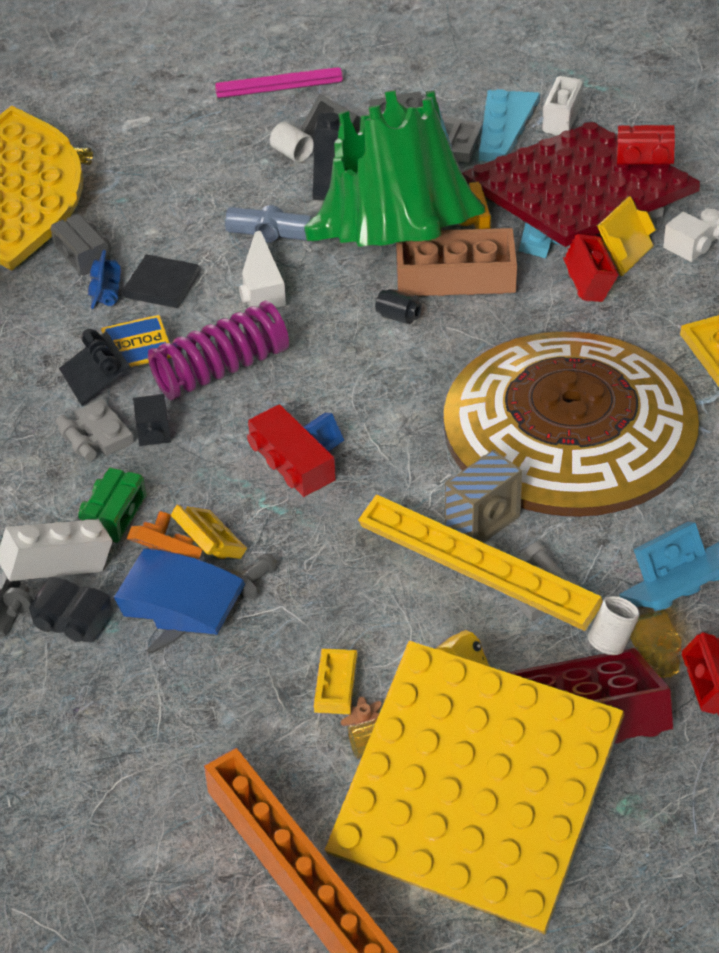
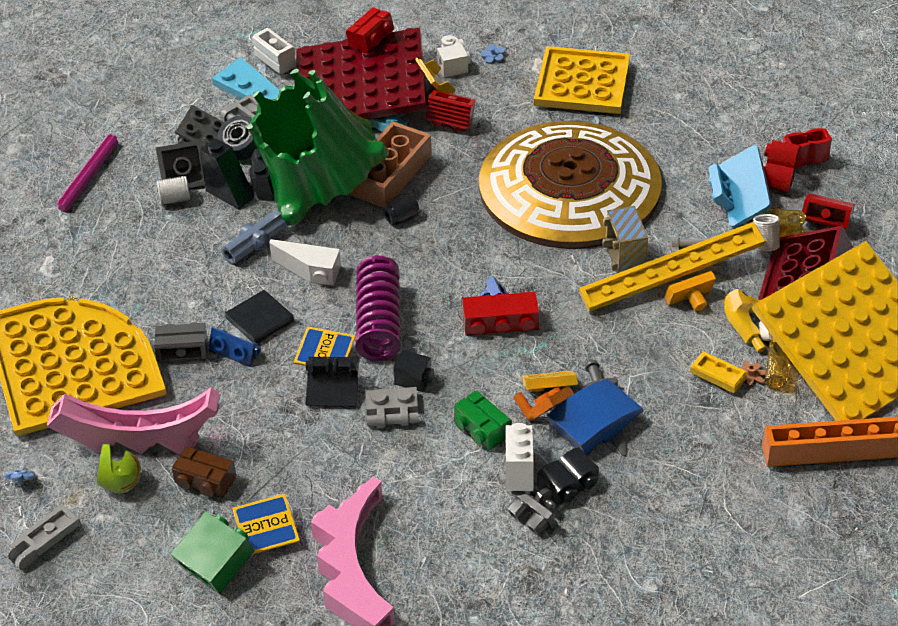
camera: 60 degrees left, 0 degrees up
(457, 598) = (691, 290): none -> light orange tile

